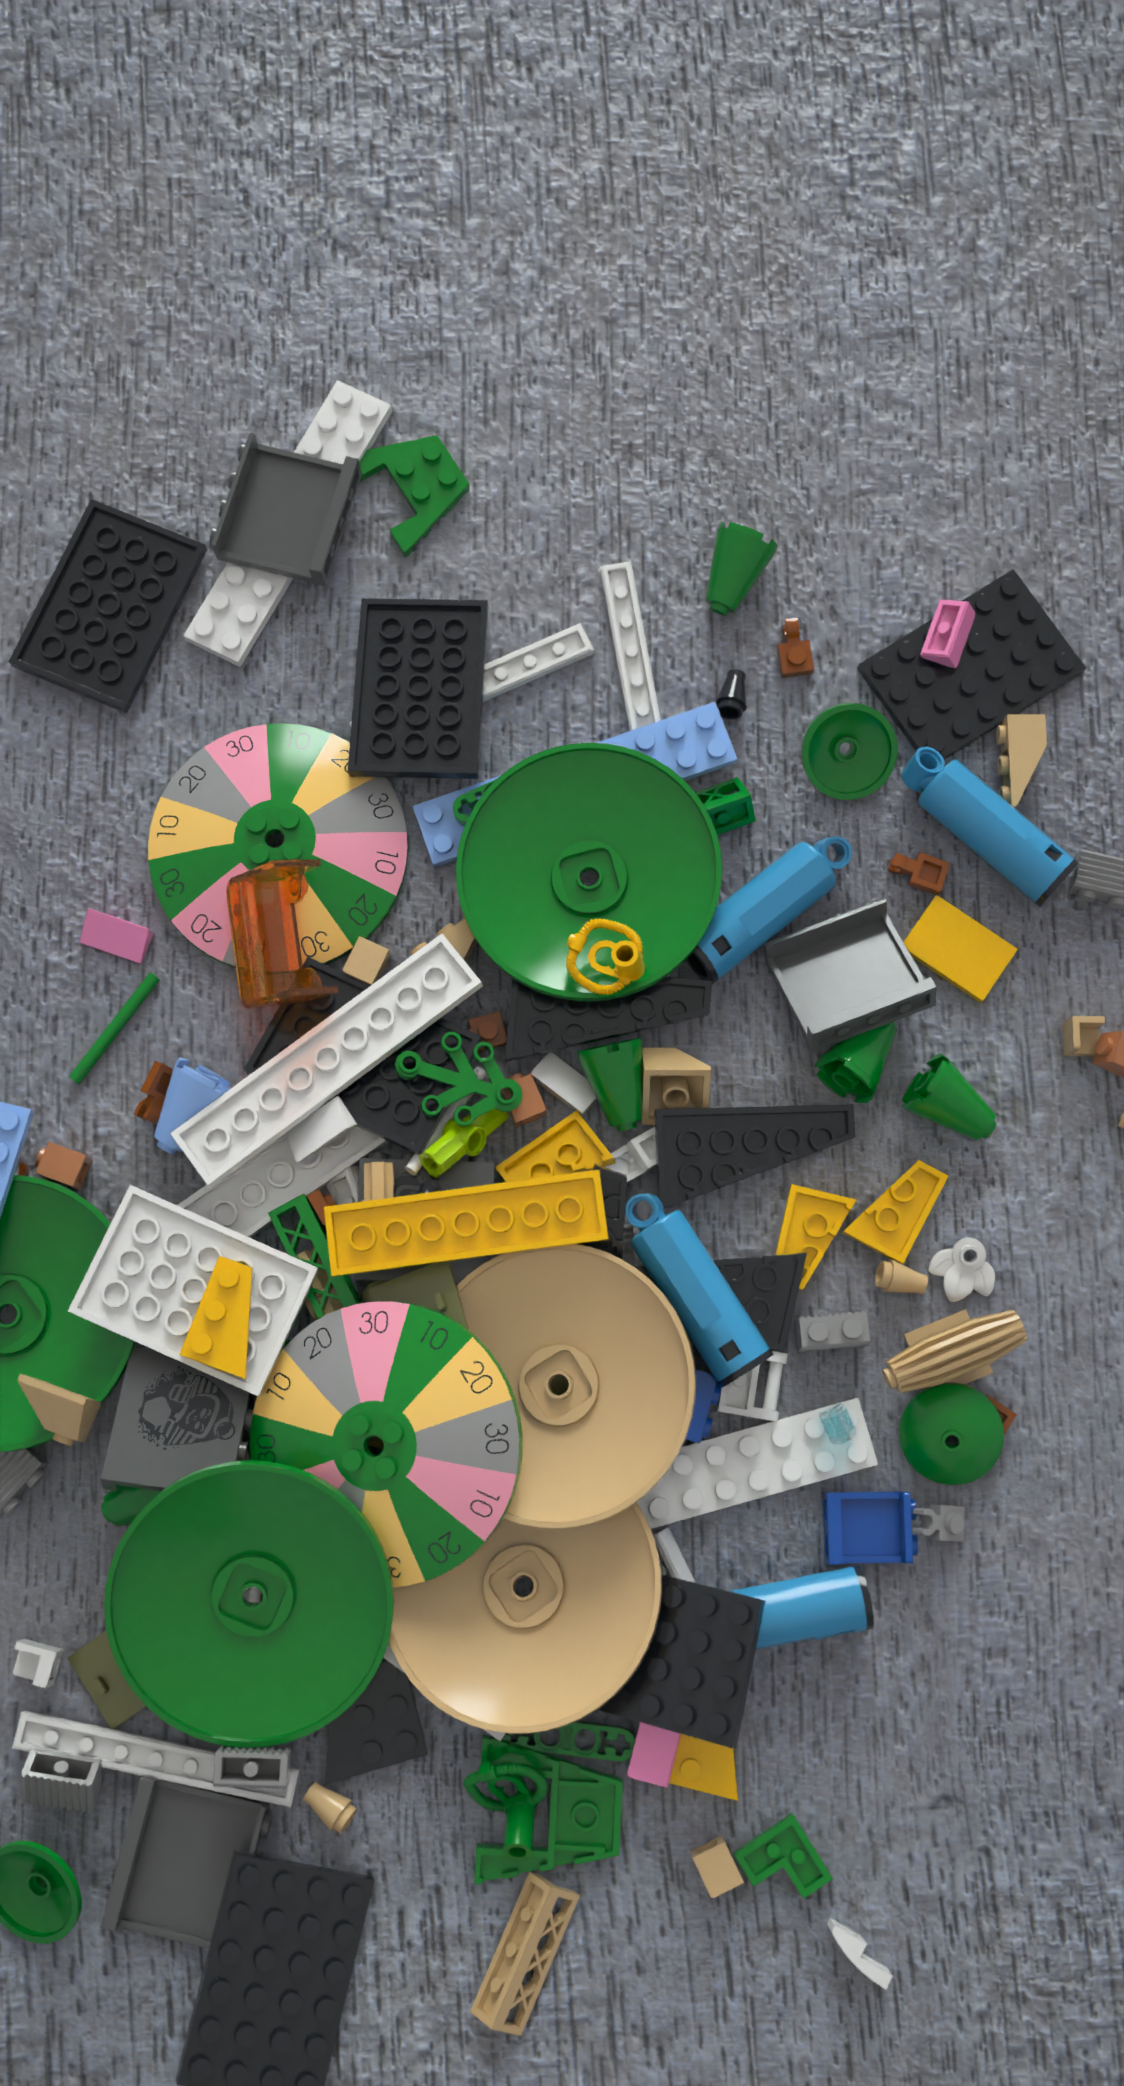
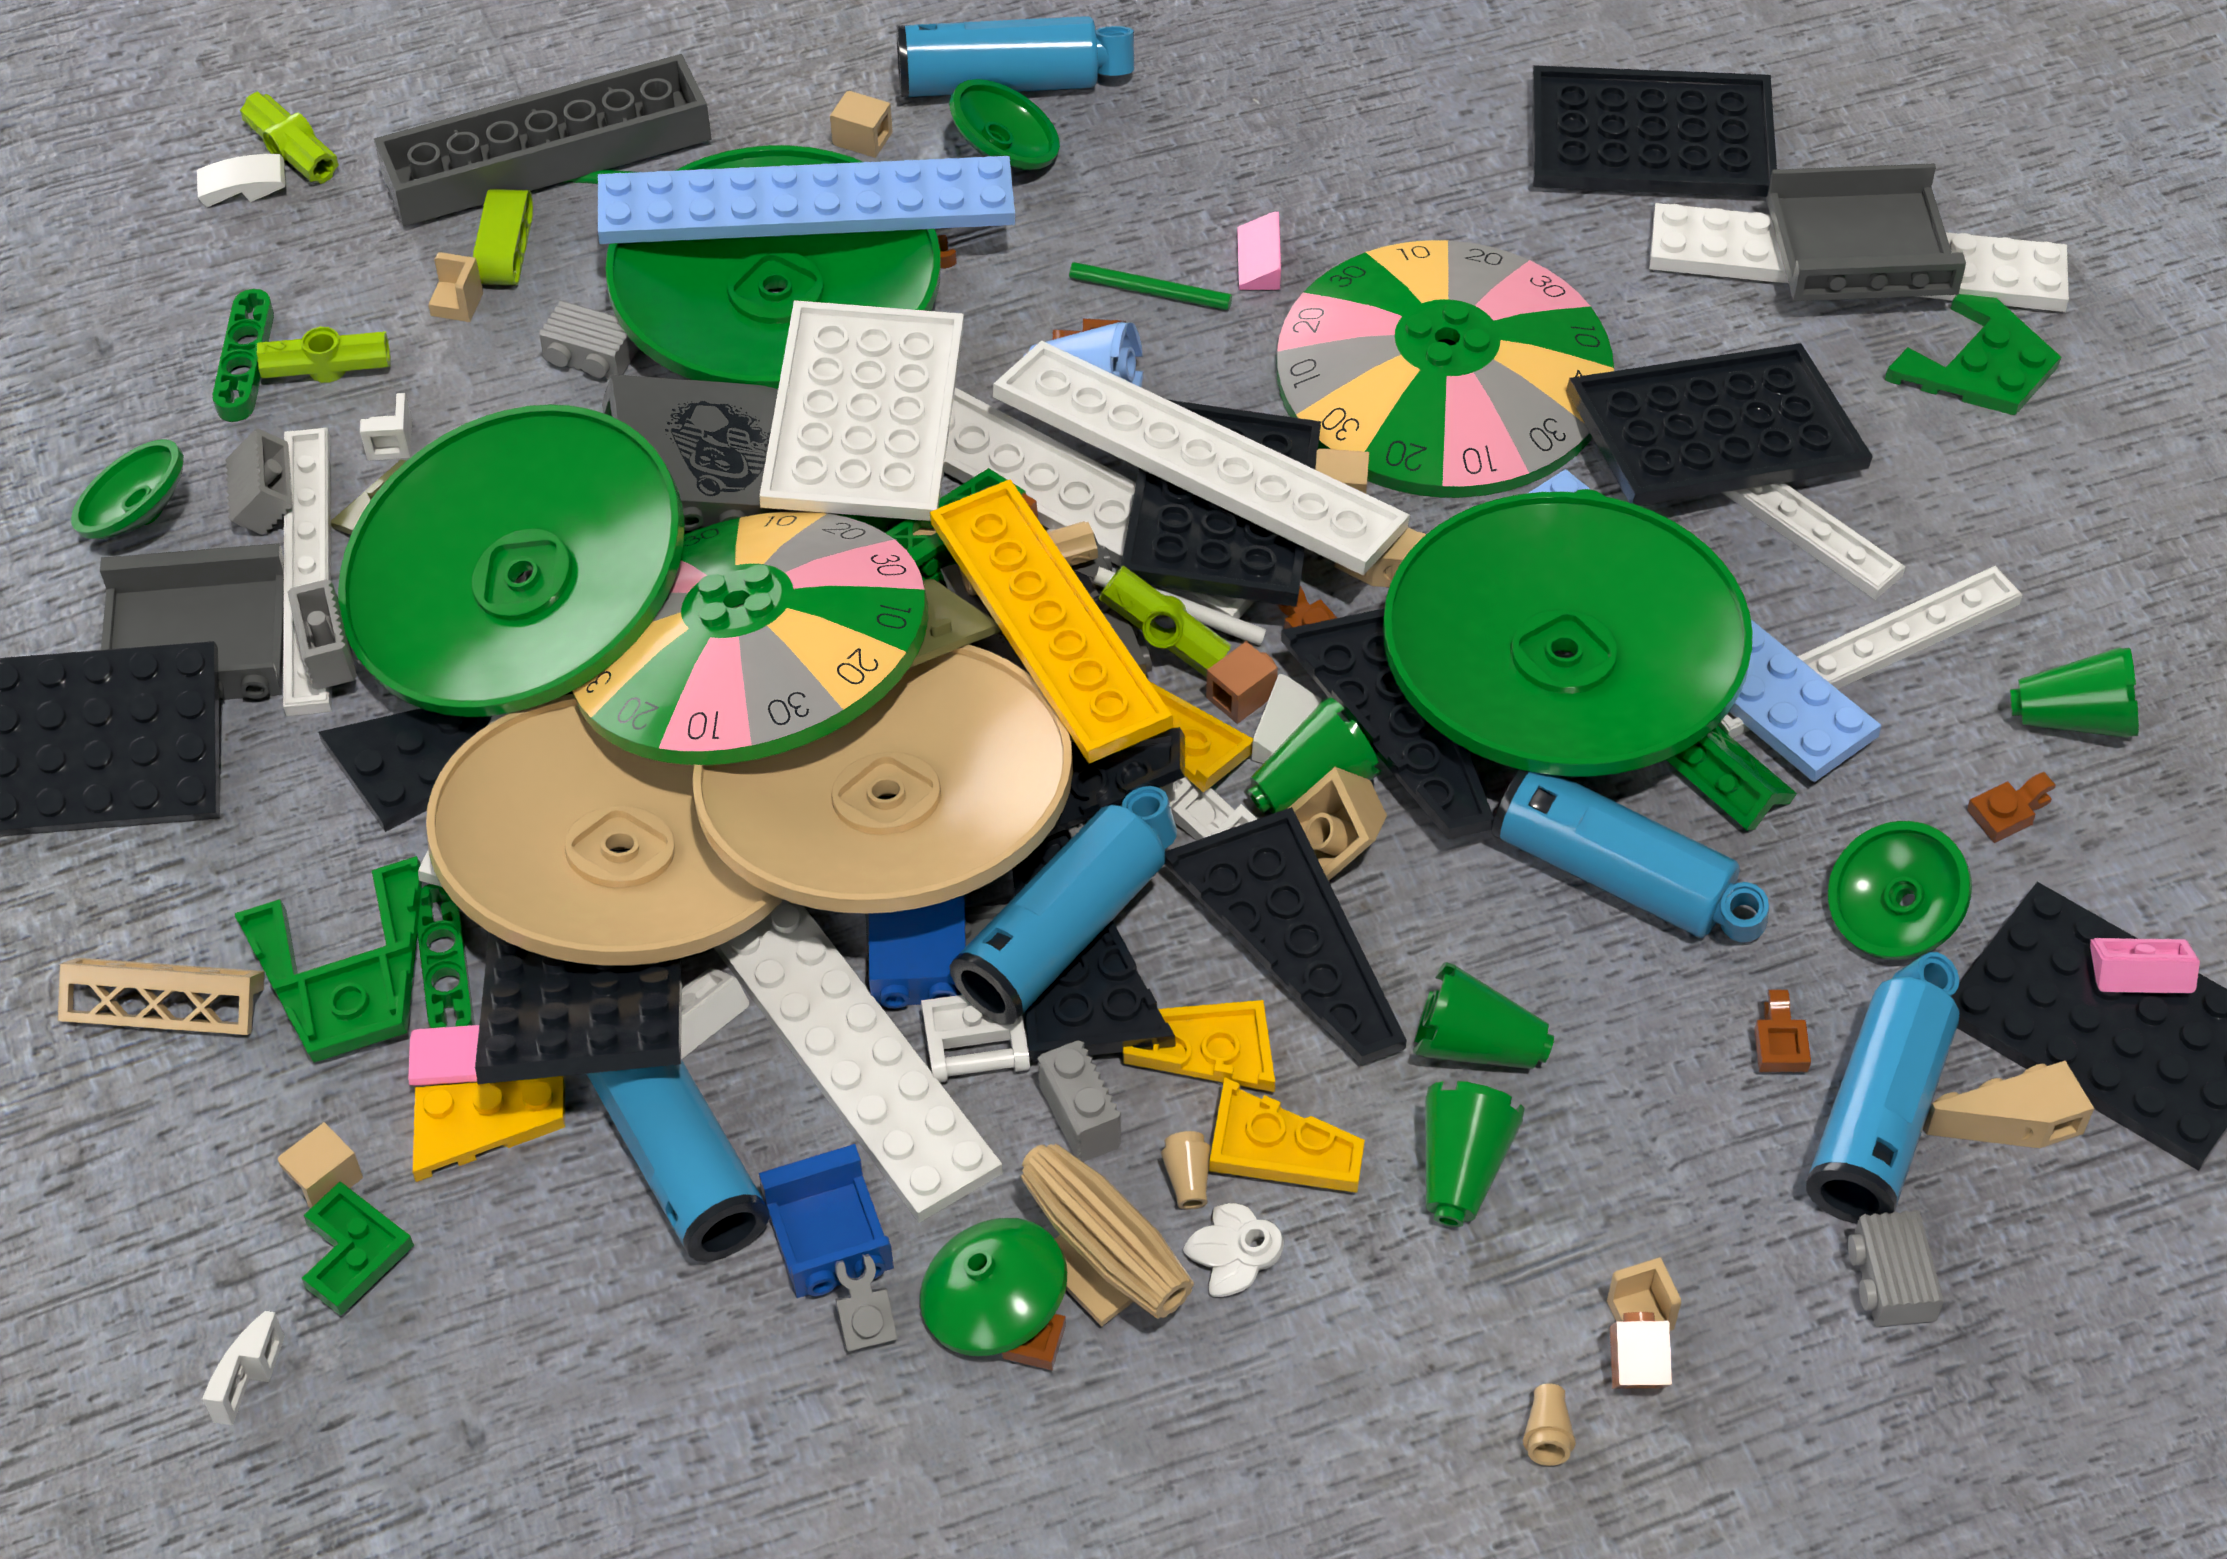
camera: 75 degrees right, 25 degrees down
(60, 1410) = (679, 322): tan slope -> none
(63, 1165) = (966, 283): nougat brick -> none
(222, 1320) = (831, 432): yellow wing -> none
(267, 935) = (1331, 360): clear orange windscreen -> none
(320, 1129) = (1107, 479): white slope -> none
(330, 1807) = (291, 746): tan cone -> none
(464, 1082) = (1230, 589): green plant -> none
(518, 1808) = (337, 929): green piece -> none
(625, 955) = (1458, 663): yellow piece -> none
(732, 697) = (1902, 751): black cone -> none
(838, 1424) = (951, 1117): clear light blue slope -> none
(848, 975) = (1584, 974): panel -> none
(959, 949) = (1695, 1118): yellow tile -> none

